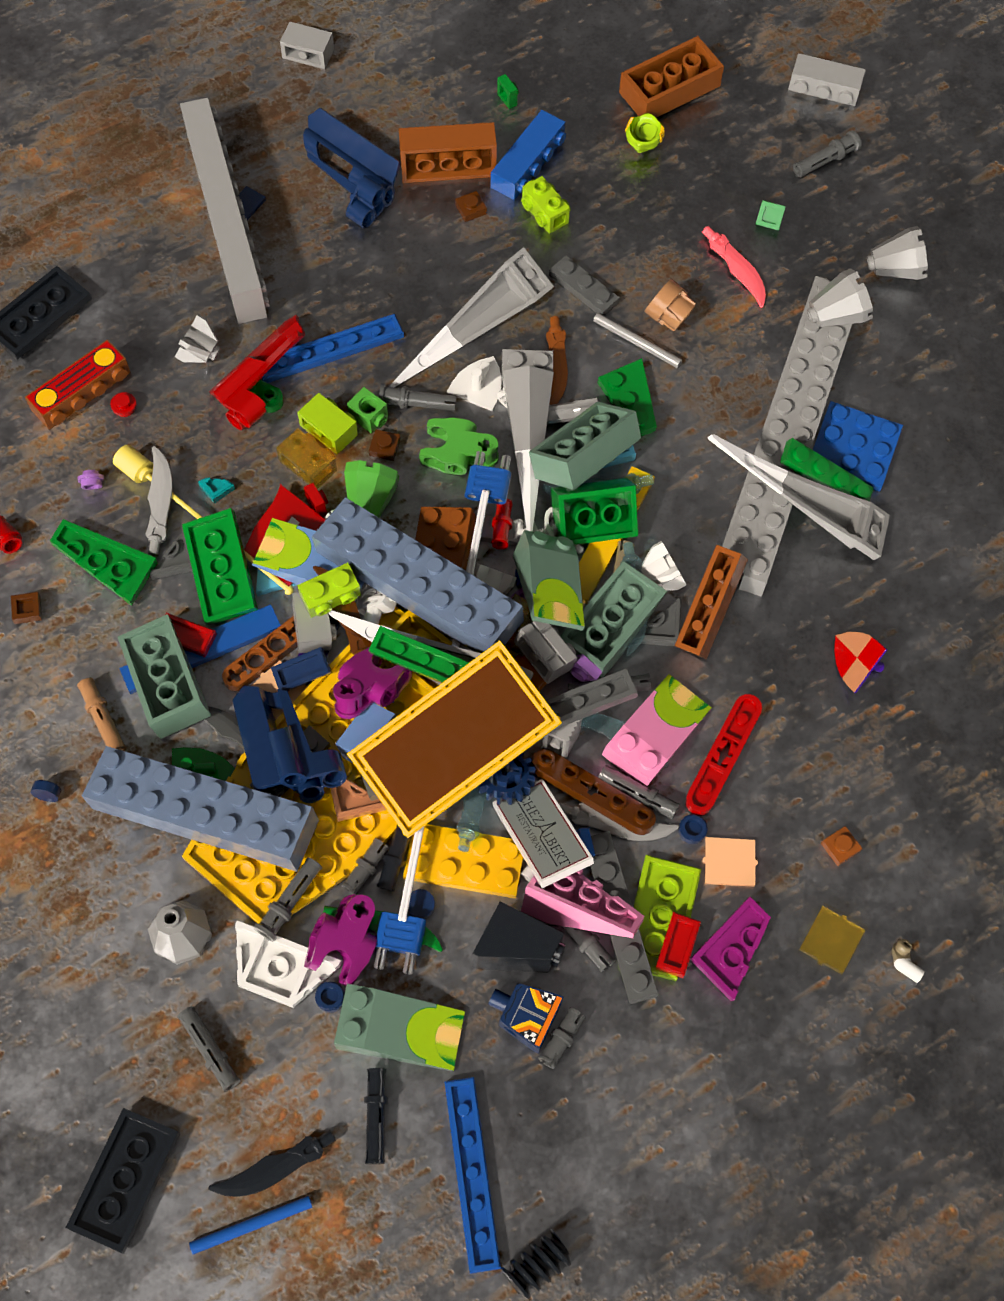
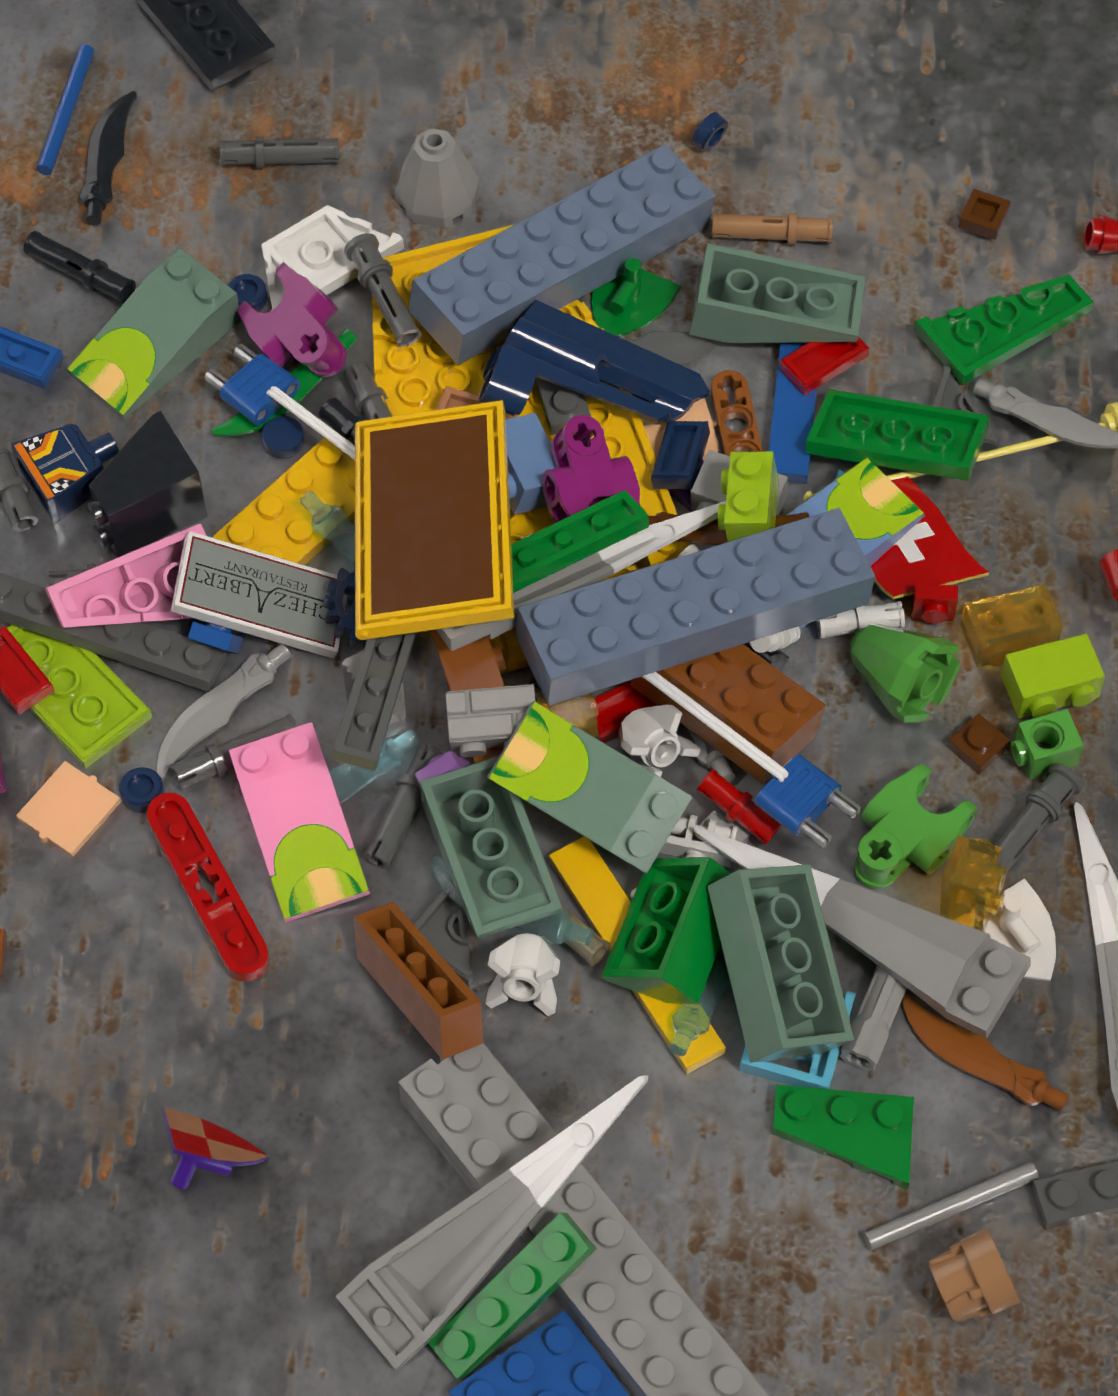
camera: 125 degrees right, 5 degrees down
(216, 488) = (1039, 504): teal tile -> none
(477, 395) = (973, 883): none -> clear yellow brick
(608, 799) = (237, 714): reddish brown piece -> none

